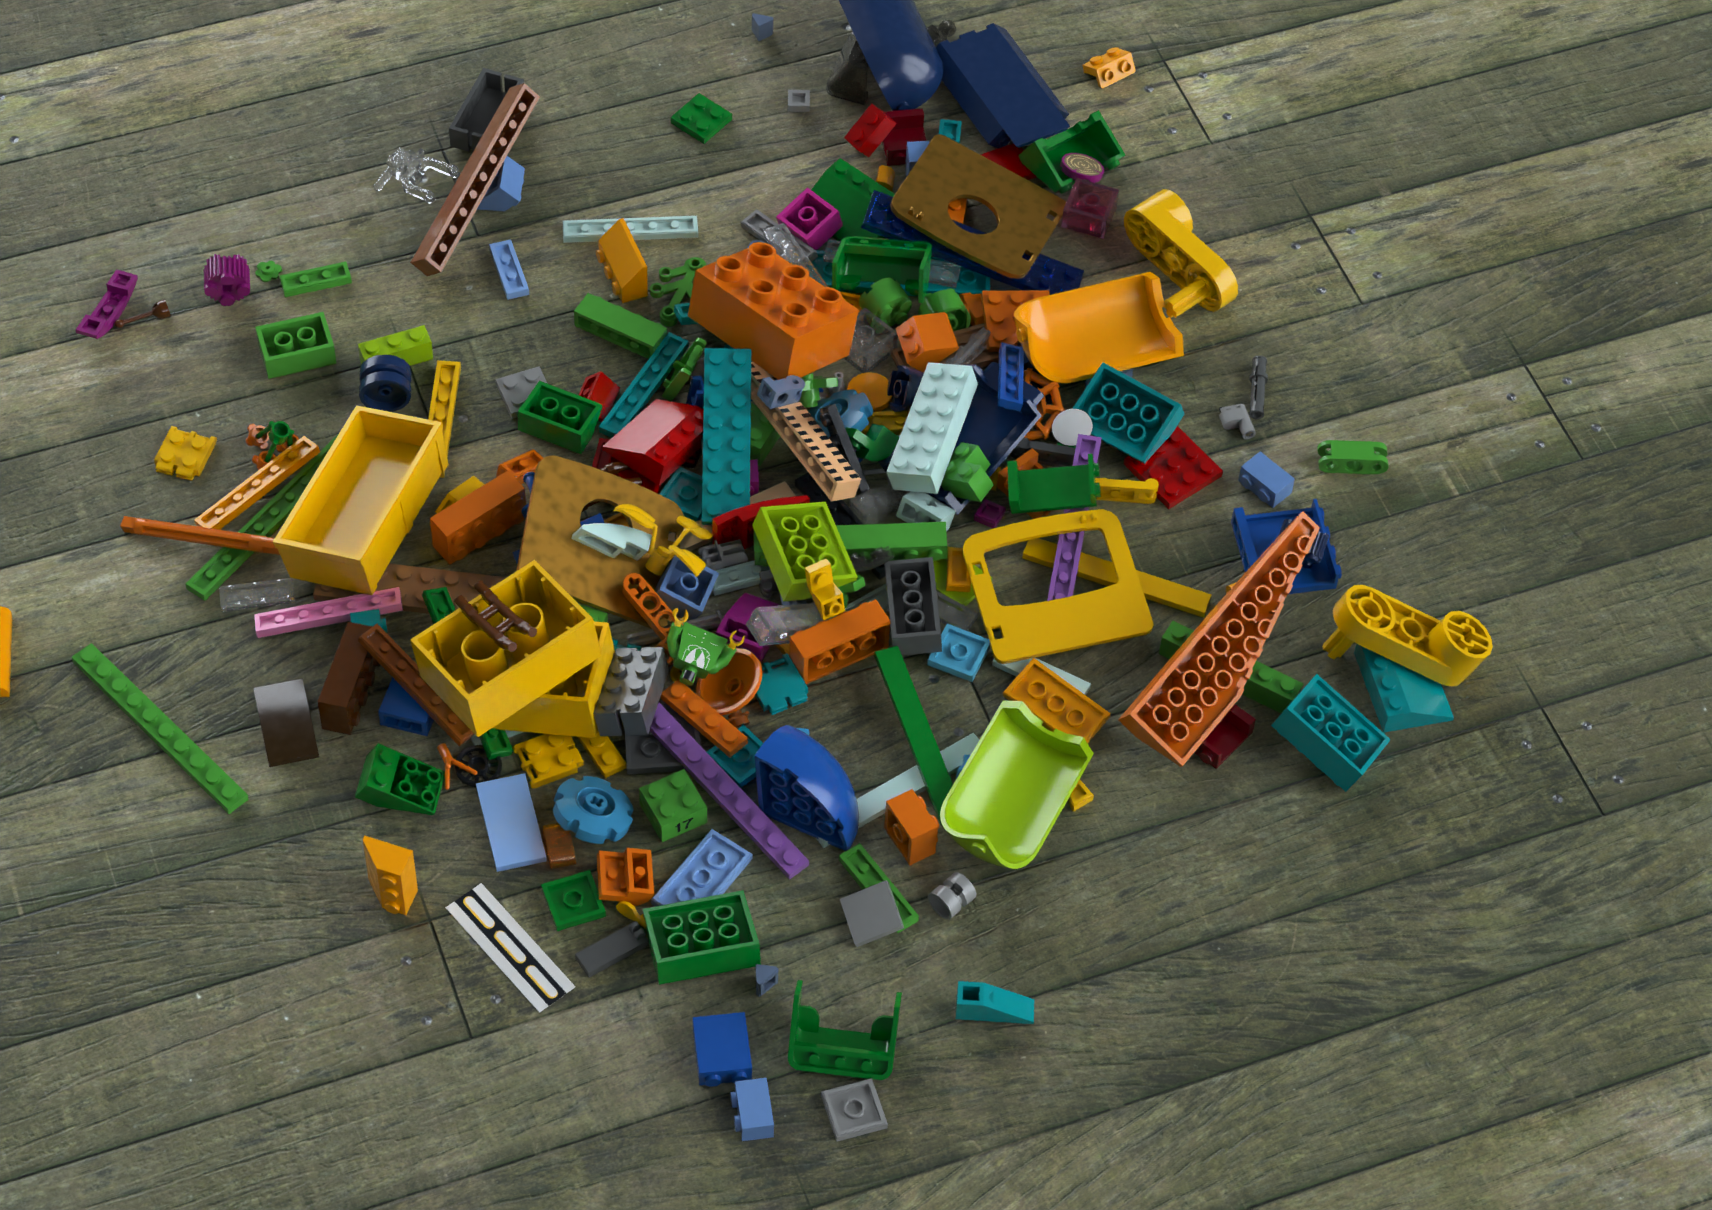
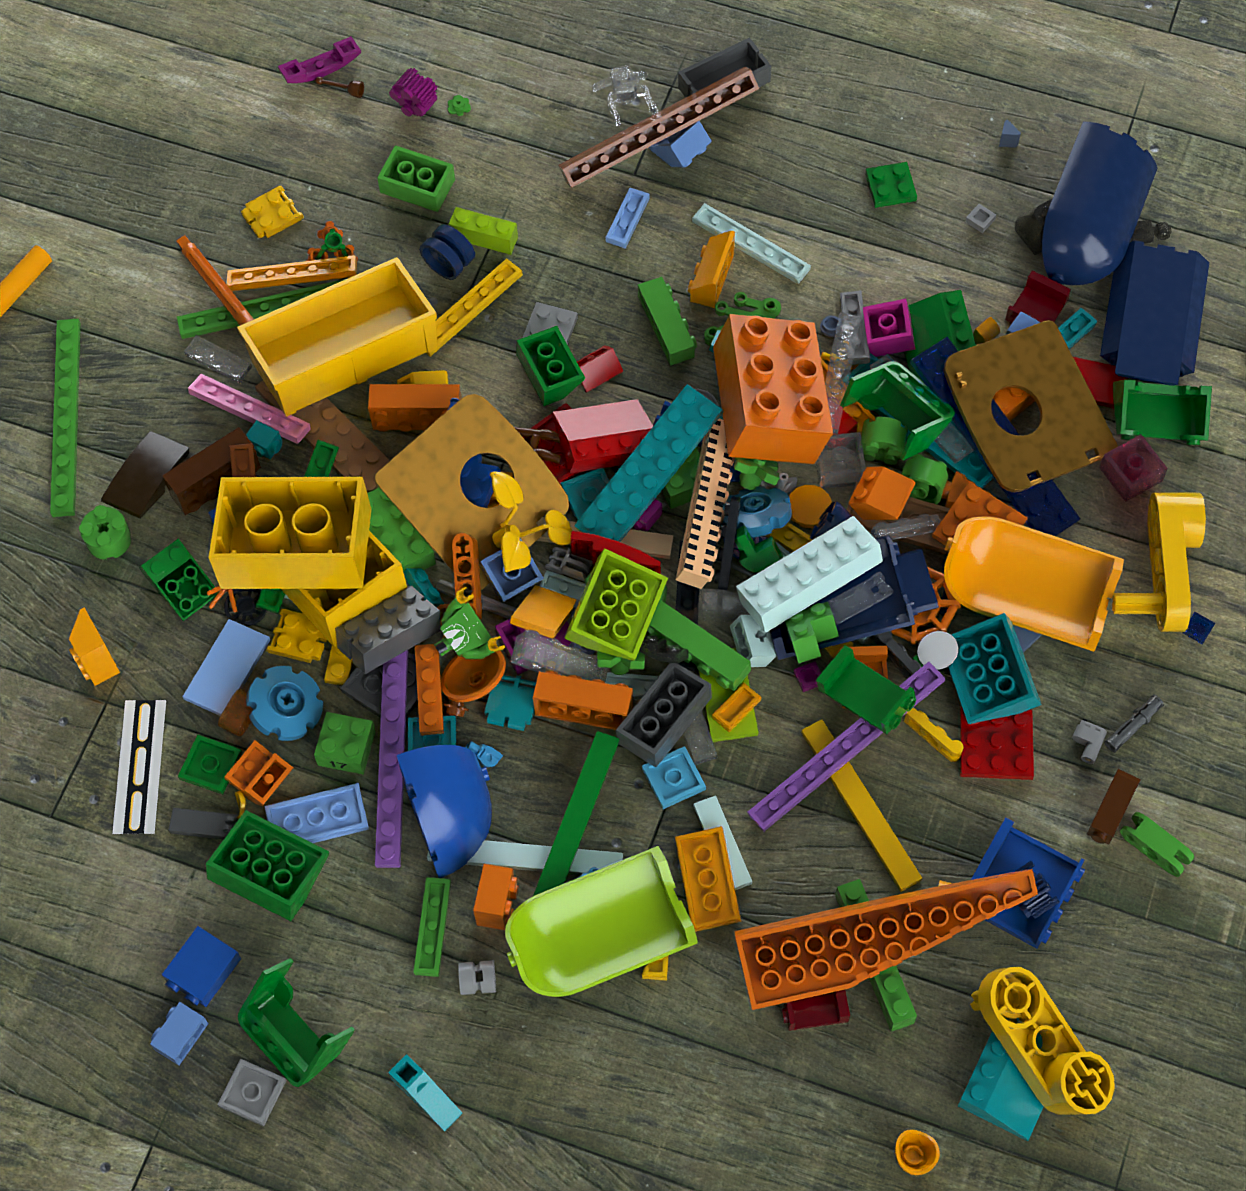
camera: 45 degrees right, 10 degrees up
(298, 788) = (105, 532): none -> bright green brick
(315, 279) = (484, 134): bright green tile -> none
(495, 606) = (278, 497): reddish brown piece -> none
(521, 465) = (492, 387): orange slope -> none
(614, 539) = (478, 496): light aqua slope -> none
(644, 384) = (642, 381): teal plate -> none
(683, 369) = (659, 396): bright green container -> none
(743, 597) = (543, 611): none -> light orange tile
(766, 978) = (281, 935): sand blue slope -> none
(781, 391) = (714, 461): sand blue leg -> none
(824, 592) = (592, 652): yellow slope -> none
(870, 130) = (1008, 281): red brick -> none
(871, 913) = (405, 944): light grey tile -> none
(980, 425) = (859, 598): none -> clear plate
(1010, 377) = (915, 574): blue plate -> none
(1067, 622) = (779, 817): yellow door -> none
(1082, 167) = (1159, 427): tile -> none
(1245, 292) = (1199, 628): none -> clear blue plate
(1266, 479) = (1062, 810): medium blue brick -> none
(1300, 449) = (1113, 807): none -> reddish brown slope
(1331, 733) = (902, 1076): teal slope -> none
(1390, 778) = (916, 1152): none -> light orange helmet

